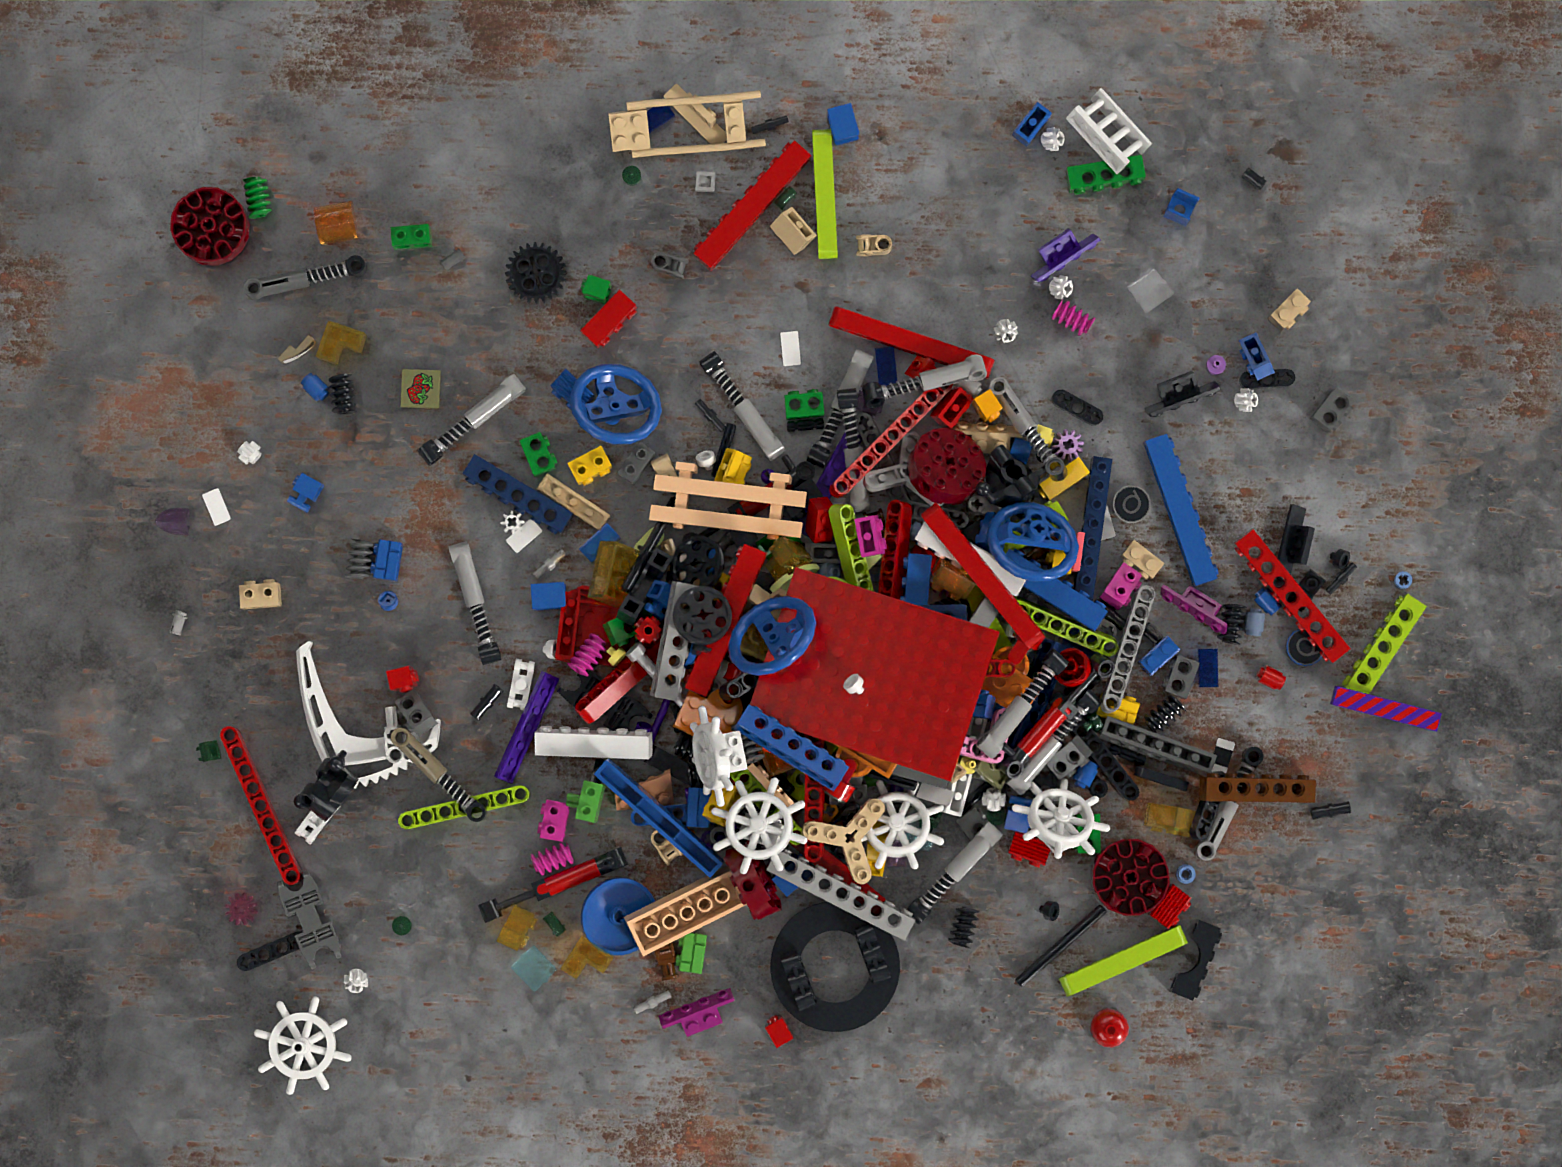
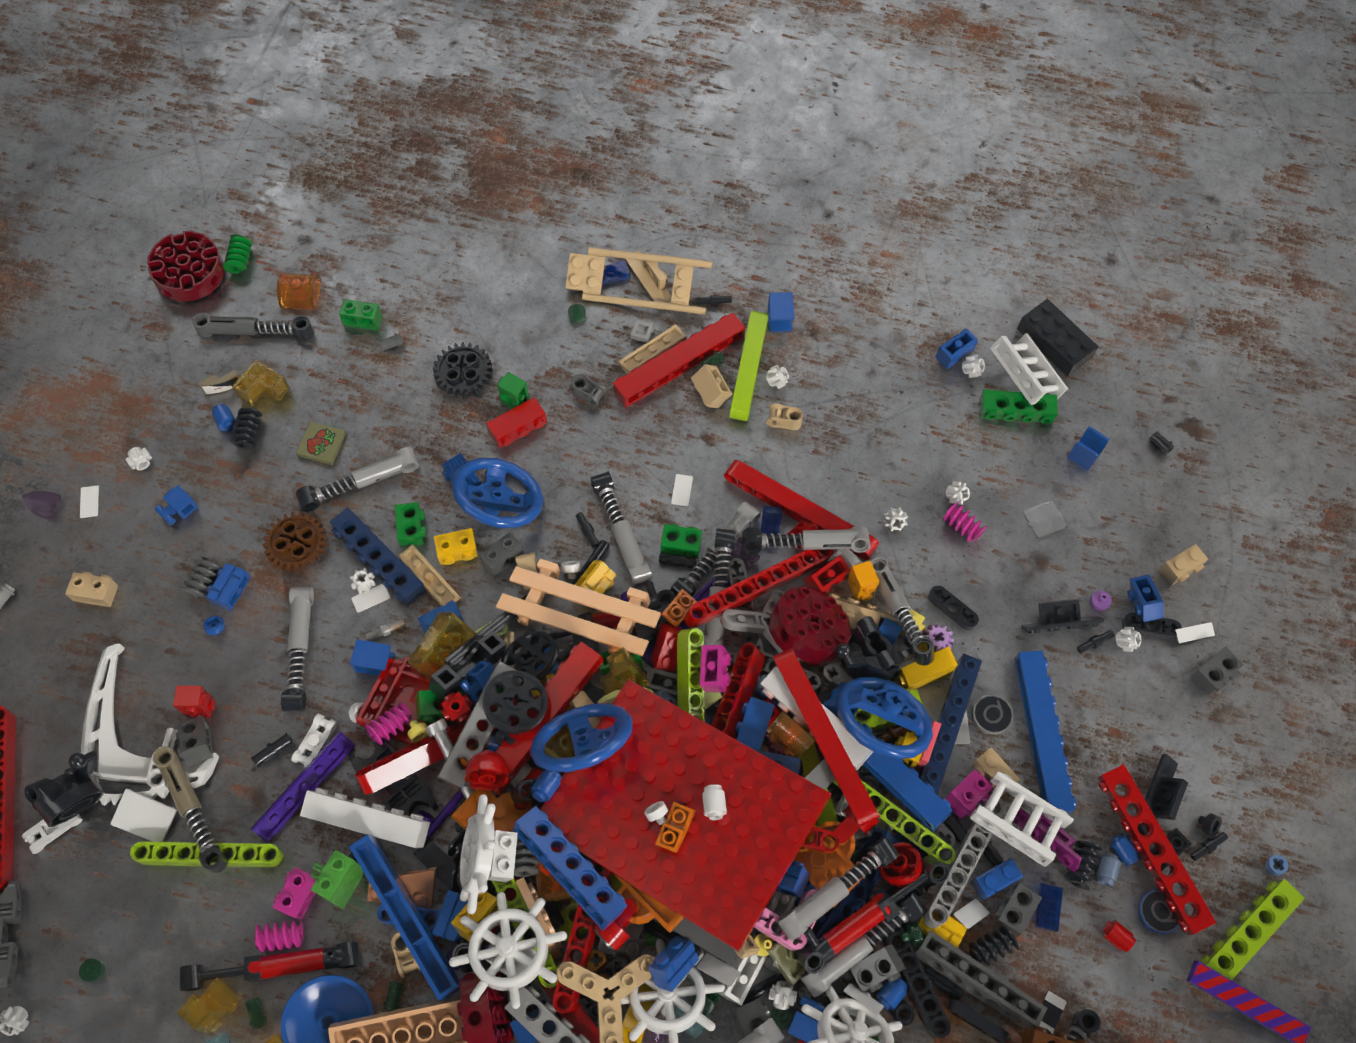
camera: 15 degrees right, 20 degrees down
(395, 789) = (143, 816): none -> white piece
(432, 516) = (287, 556): none -> reddish brown gear
(665, 882) = (393, 996): none -> clear green pin
(695, 680) = (486, 770): none -> red cylinder
(721, 199) = (652, 349): none -> tan tile
(749, 684) = (546, 785): none -> blue brick
(820, 479) = (678, 608): none -> orange slope
(856, 201) = (777, 376): none -> white gear
(873, 692) = (676, 827): none -> orange slope
(897, 800) = (673, 963): none -> blue brick
(901, 664) = (714, 802): none -> white brick
(1061, 251) = (962, 461): dark purple bracket -> none
(1062, 785) = (863, 998): none -> white sticker
(1132, 82) = (1058, 337): none -> black brick
(1141, 690) = (971, 913): none -> white sticker
(1156, 613) = (1003, 827): none -> white fence
(1216, 408) = (1095, 641): none -> black bar
(1308, 376) = (1195, 632): none -> white sticker

